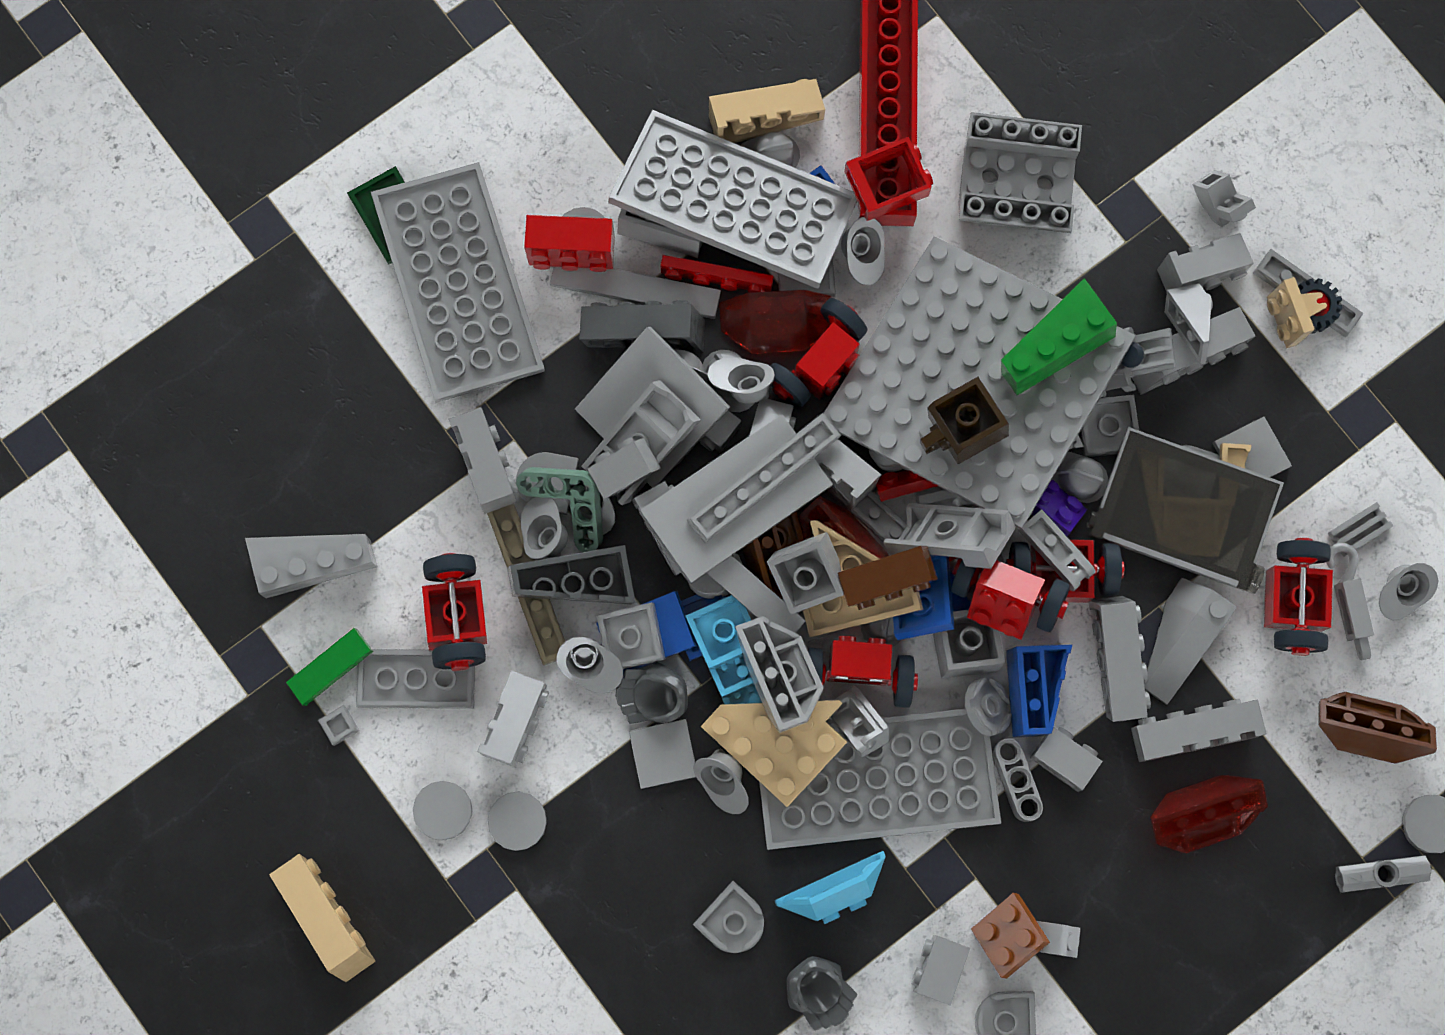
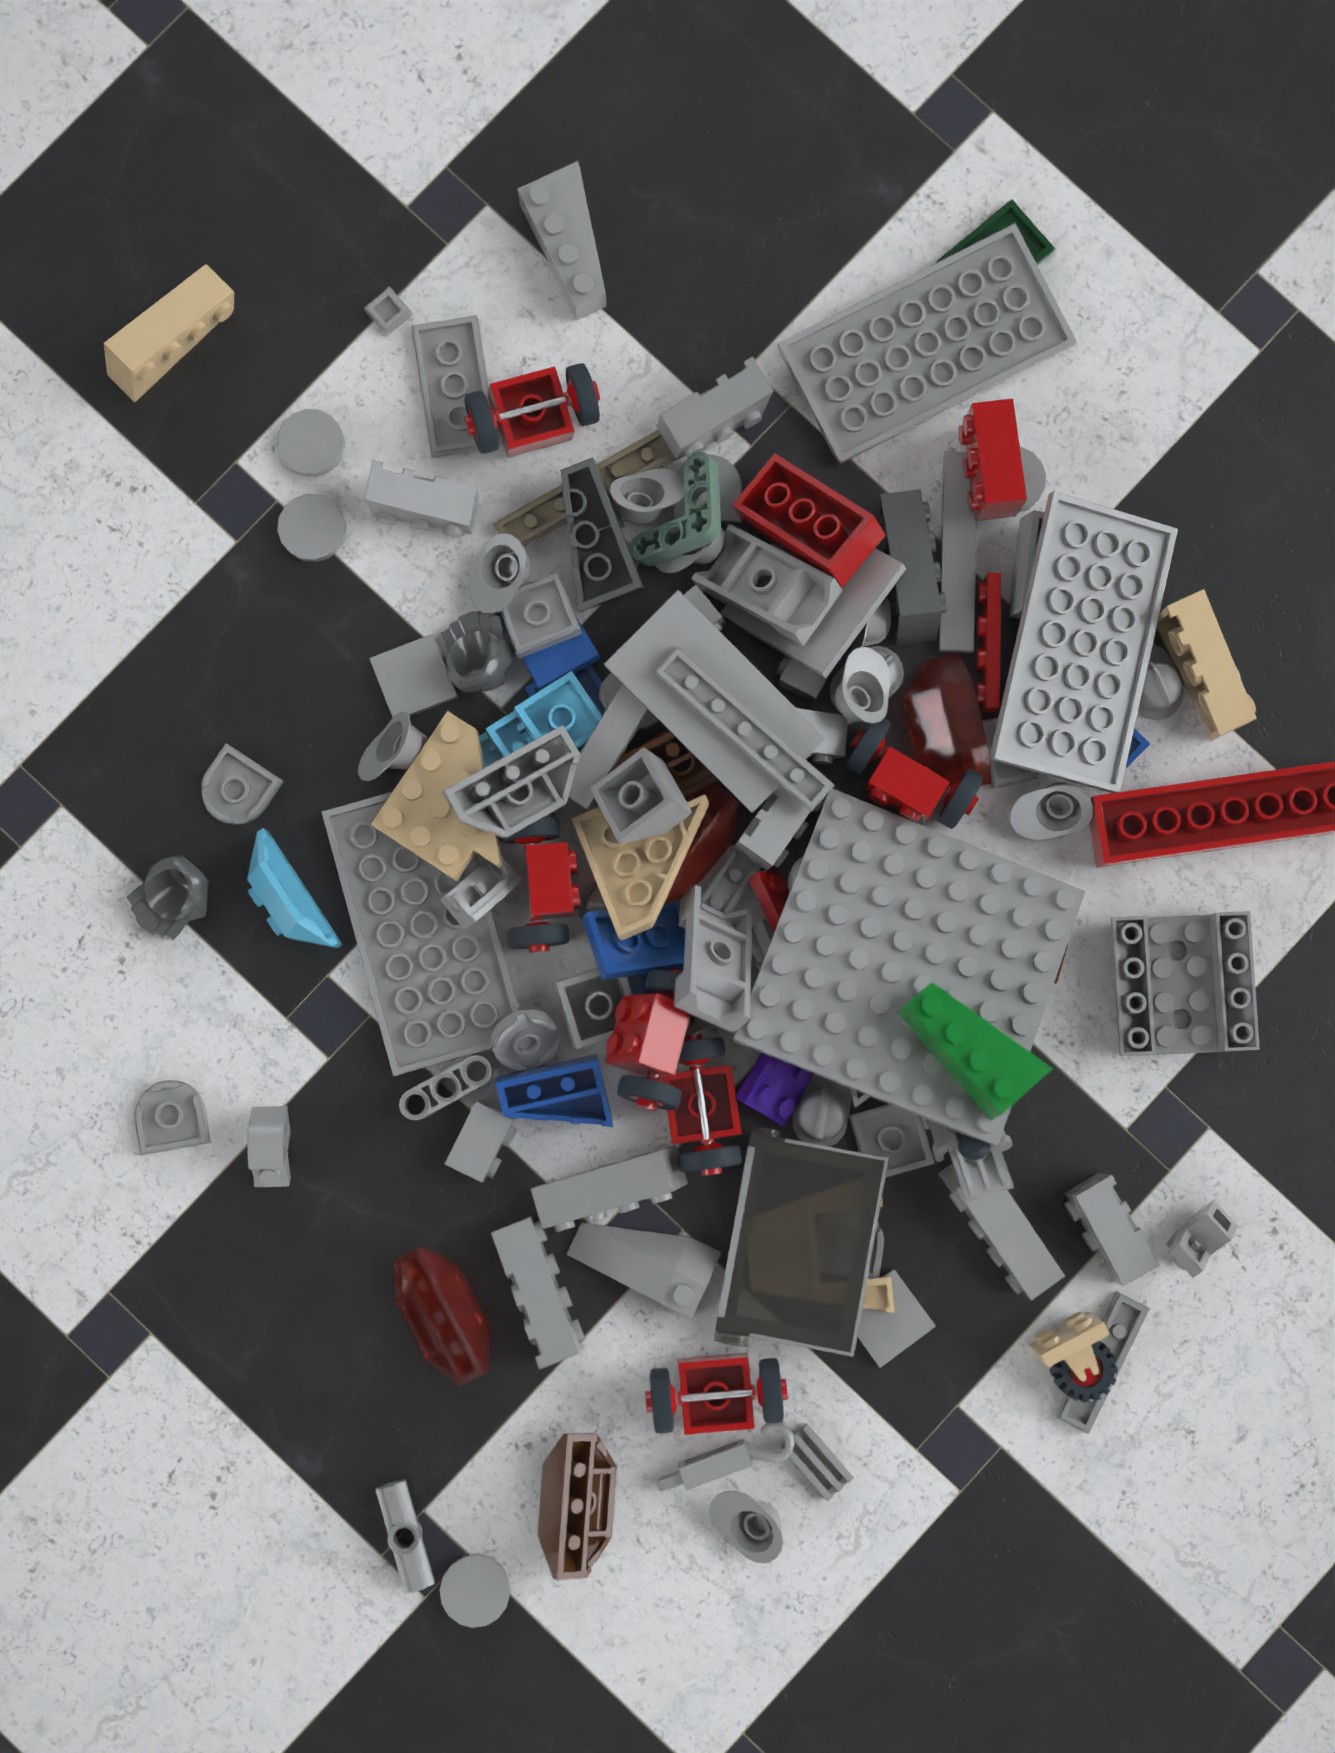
camera: 80 degrees right, 5 degrees up
(329, 666) = (451, 287): green tile -> none
(593, 398) = (808, 519): none -> red brick
(624, 467) = (730, 567): light grey brick -> none
(888, 577) = (647, 890): reddish brown brick -> none
(912, 156) = (1169, 807): red window -> none
(940, 969) = (215, 1030): light grey brick -> none
(962, 438) = (839, 935): dark brown hinge -> none
(1010, 935) = (263, 1102): dark orange plate -> none
(1056, 549) = (719, 1088): light grey plate -> none
(1190, 314) = (1039, 1213): light grey slope -> none

